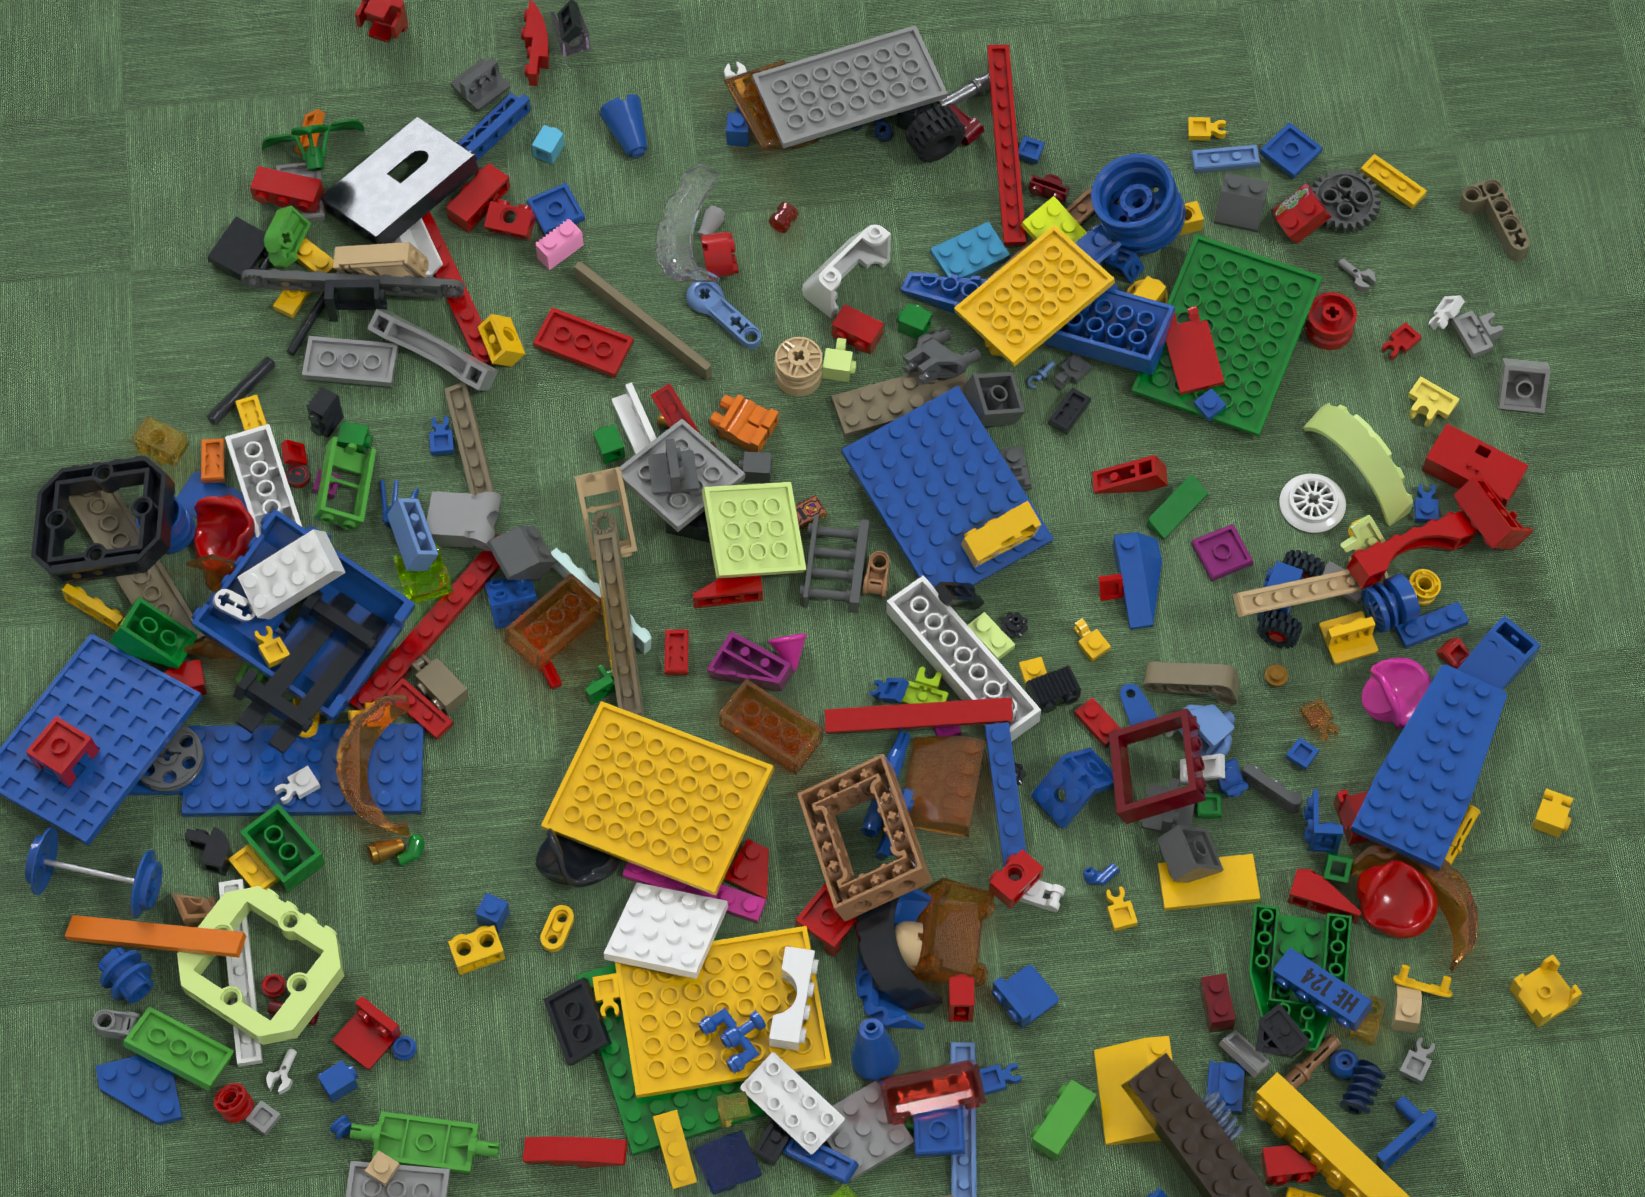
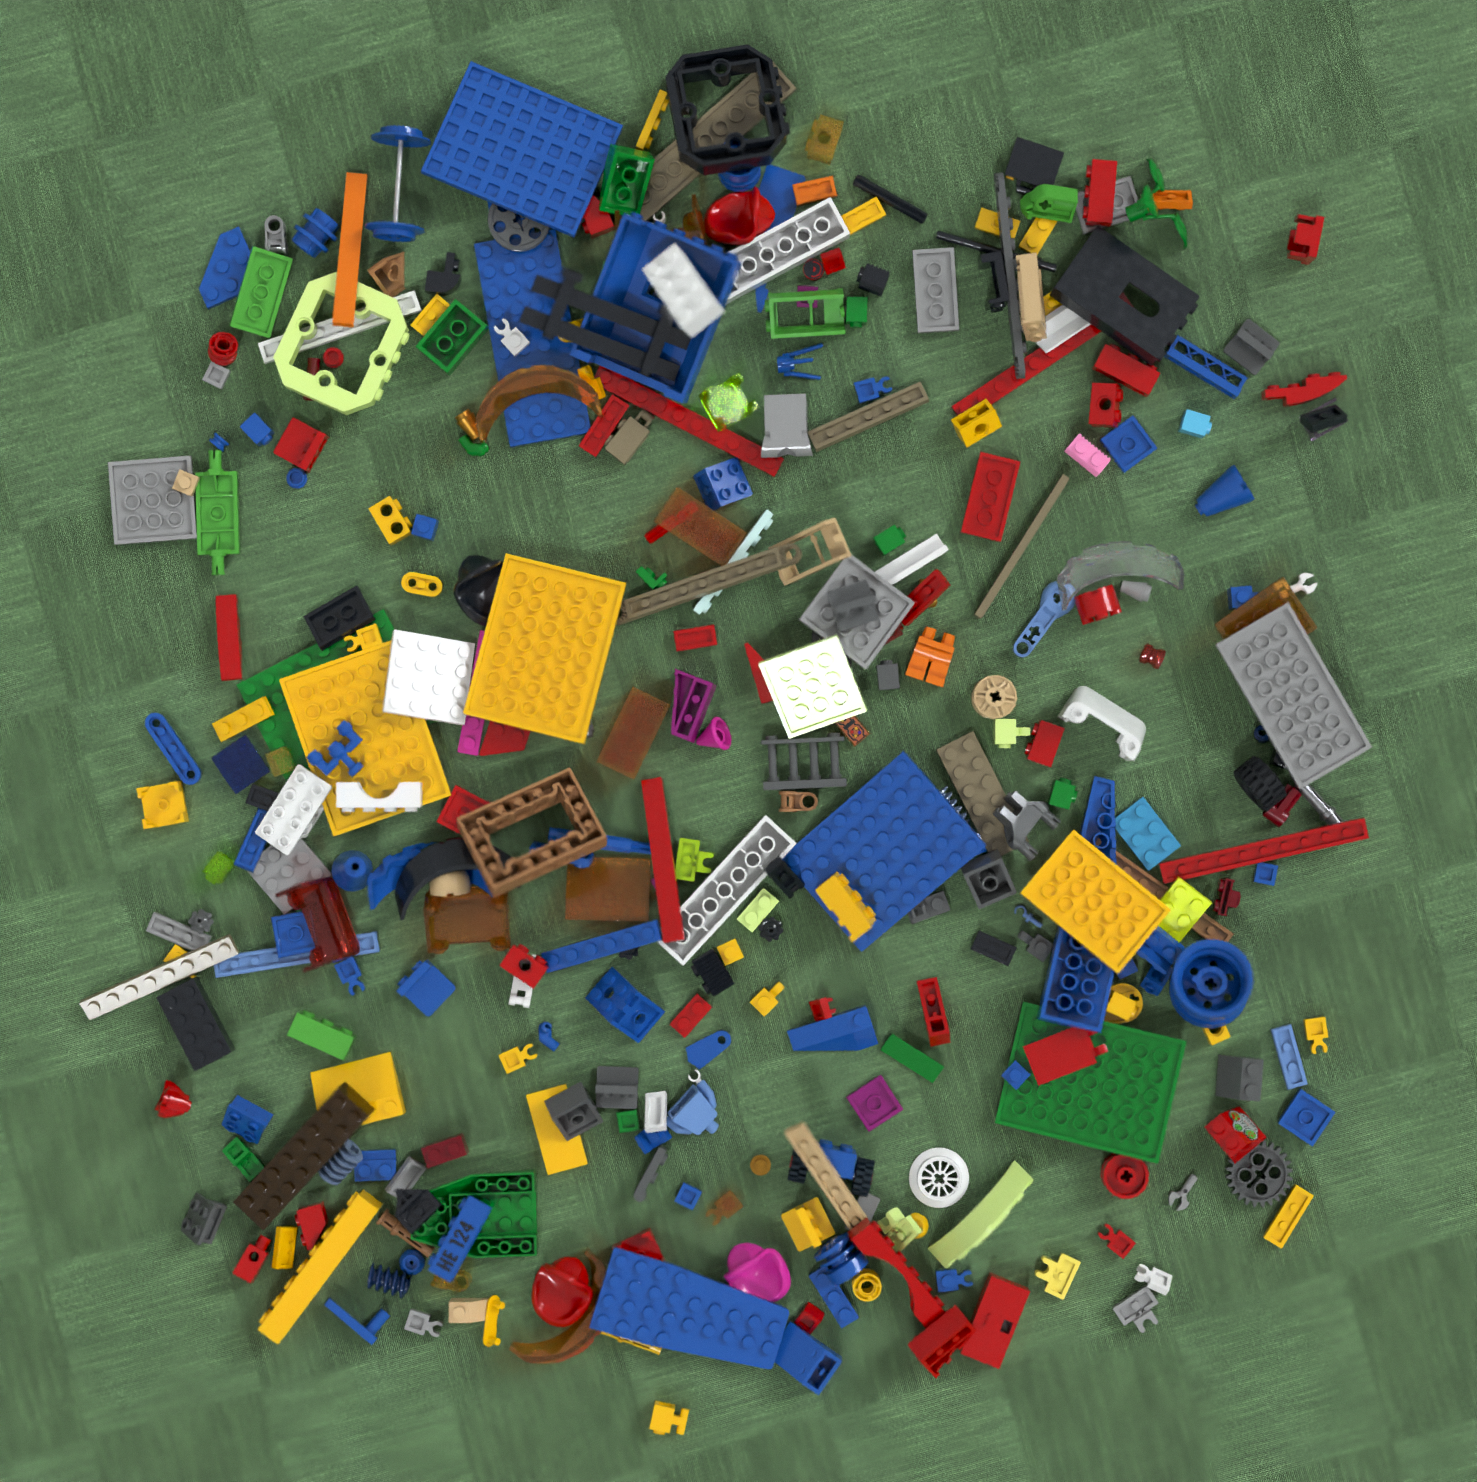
camera: 80 degrees right, 25 degrees up
(60, 749) = (498, 128): red panel -> none
(232, 610) = (648, 244): white beam -> none
(271, 650) = (621, 288): yellow plate -> none
(282, 1073) = (260, 382): white bar -> none
(412, 534) = (759, 385): medium blue brick -> none
(416, 339) = (970, 330): light grey arch -> none
(522, 553) = (760, 484): dark grey slope -> none
(604, 616) = (701, 570): yellow piece -> none
(891, 691) = (685, 831): blue plate -> none
(961, 998) = (409, 935): red brick -> none
(1168, 801) = (636, 1044): dark red window -> none
(1194, 679) = (739, 1092): dark tan beam -> none
(1317, 894) = (559, 1220): red slope -> none
(1320, 836) = (611, 1213): blue bracket -> none
(1337, 866) = (583, 1238): green brick -> none
(1513, 241) = (1260, 1318): dark tan beam -> none
(1523, 385) = (1088, 1357): light grey slope -> none
(1544, 992) = (501, 1424): yellow panel -> none

